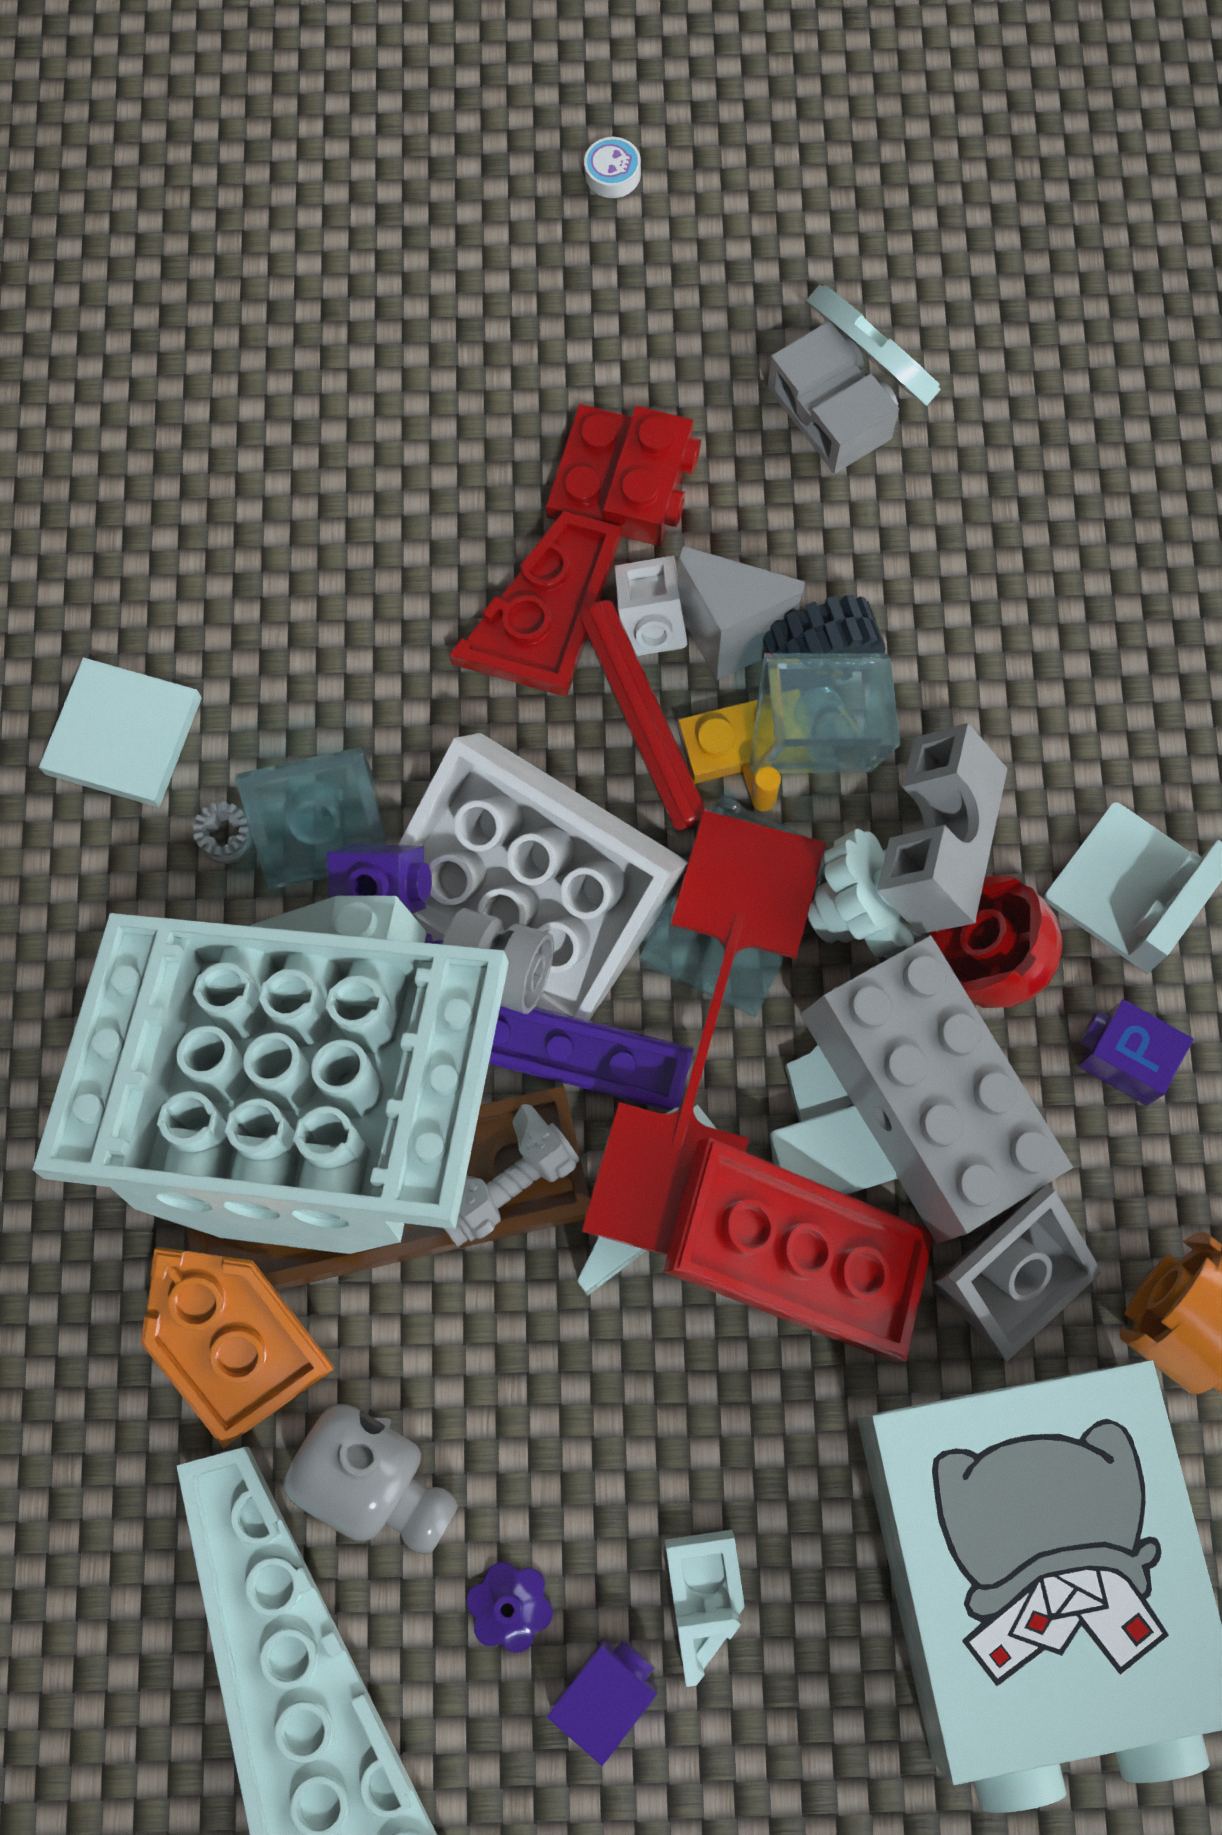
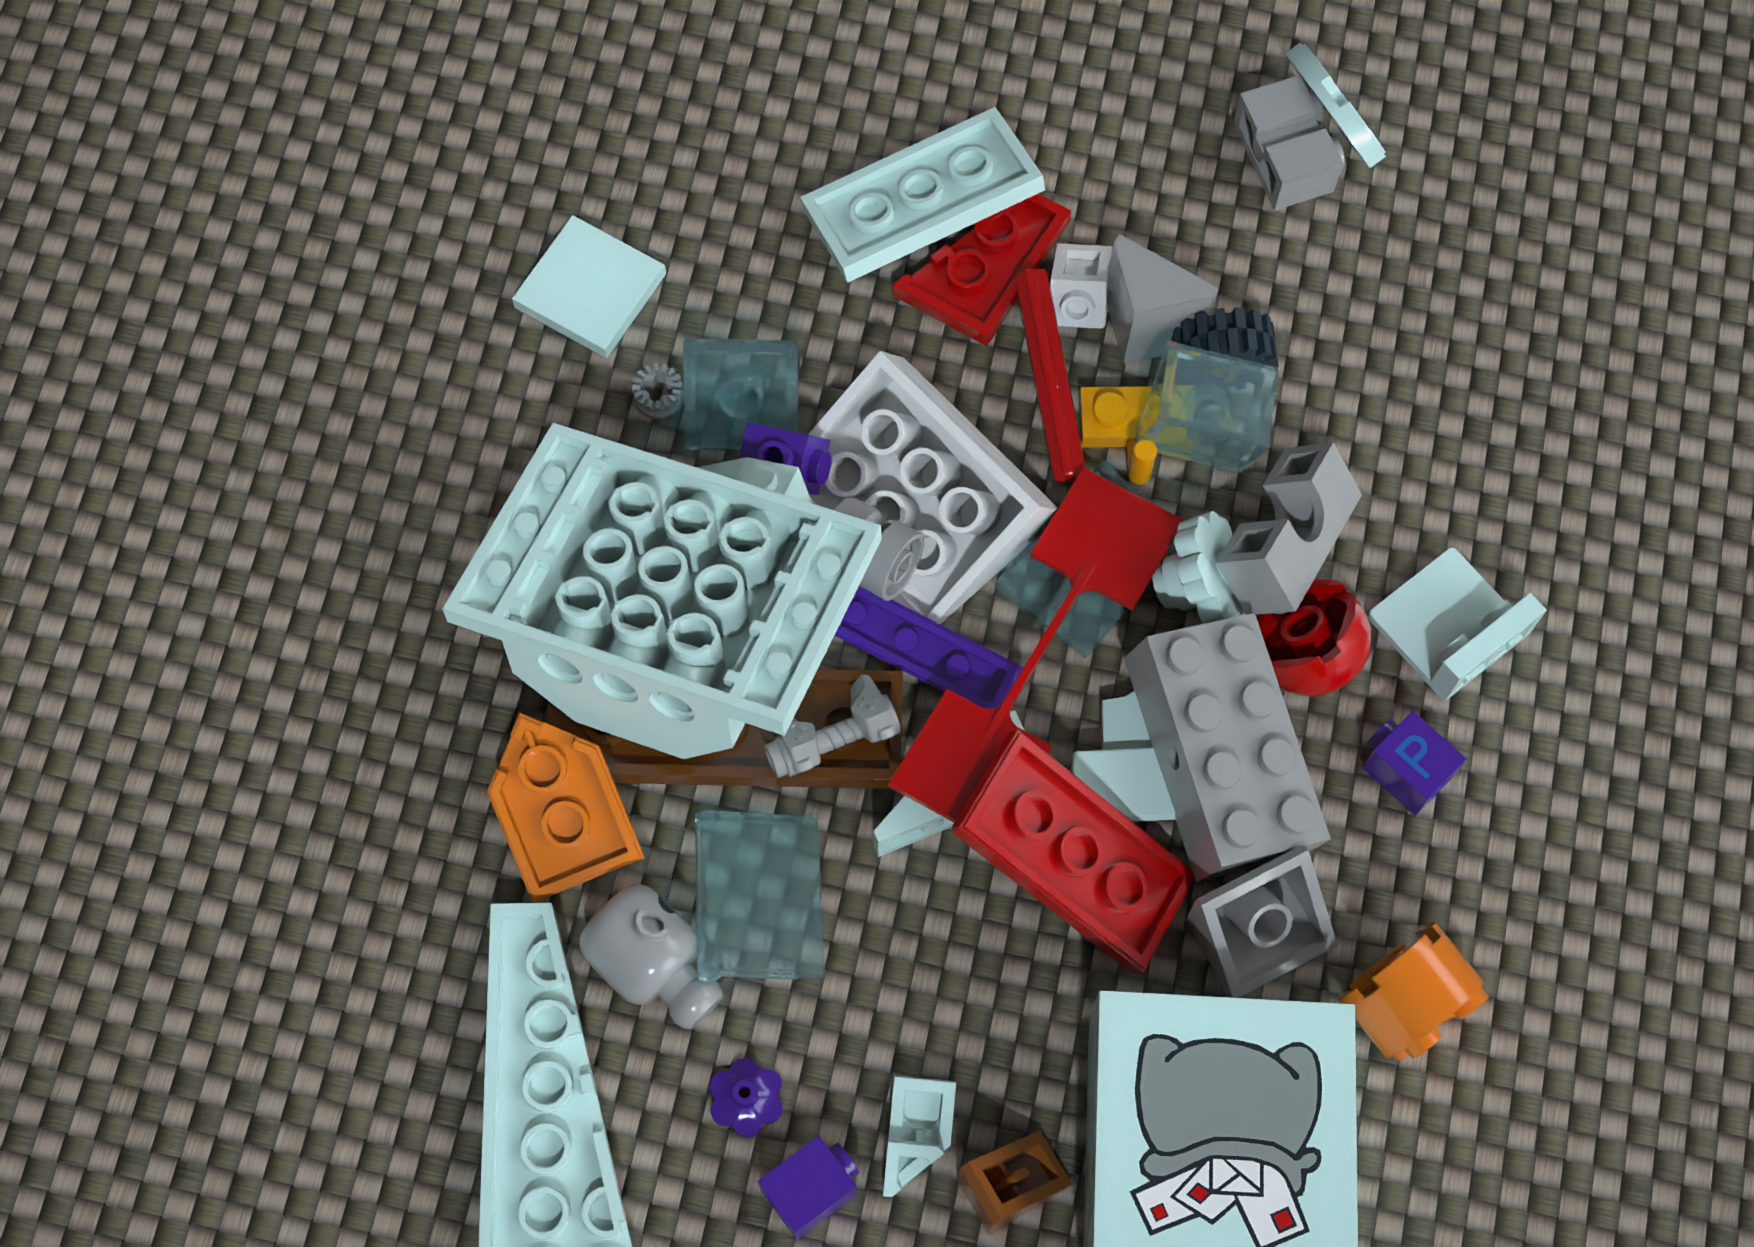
camera: 10 degrees right, 5 degrees down
(457, 546) = (922, 194): none -> light aqua plate
(468, 1383) = (758, 896): none -> clear light blue piece
(626, 470) = (1093, 163): red plate -> none
(823, 1633) = (1012, 1180): none -> dark orange slope

